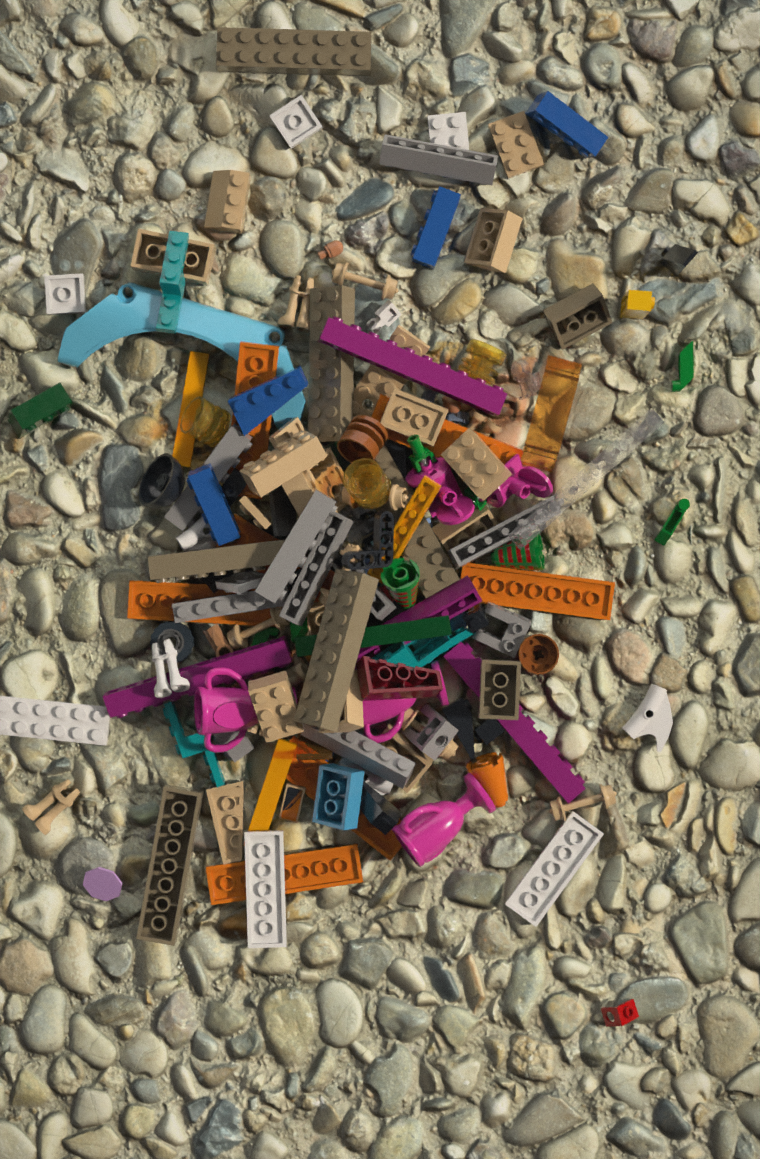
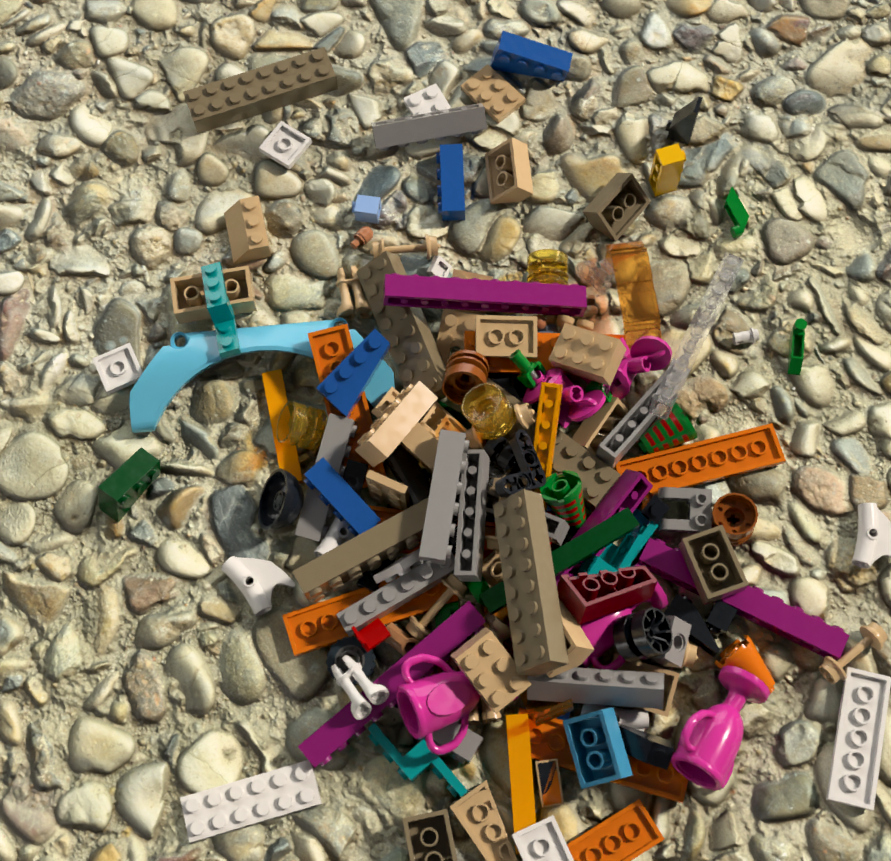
camera: 20 degrees left, 20 degrees down
(127, 541) = (264, 576): none -> white pin
(195, 630) = (372, 634): none -> red bracket
(346, 223) = (367, 208): none -> light blue brick
(411, 726) = (642, 635): none -> black wheel
(633, 492) = (751, 335): none -> white pin

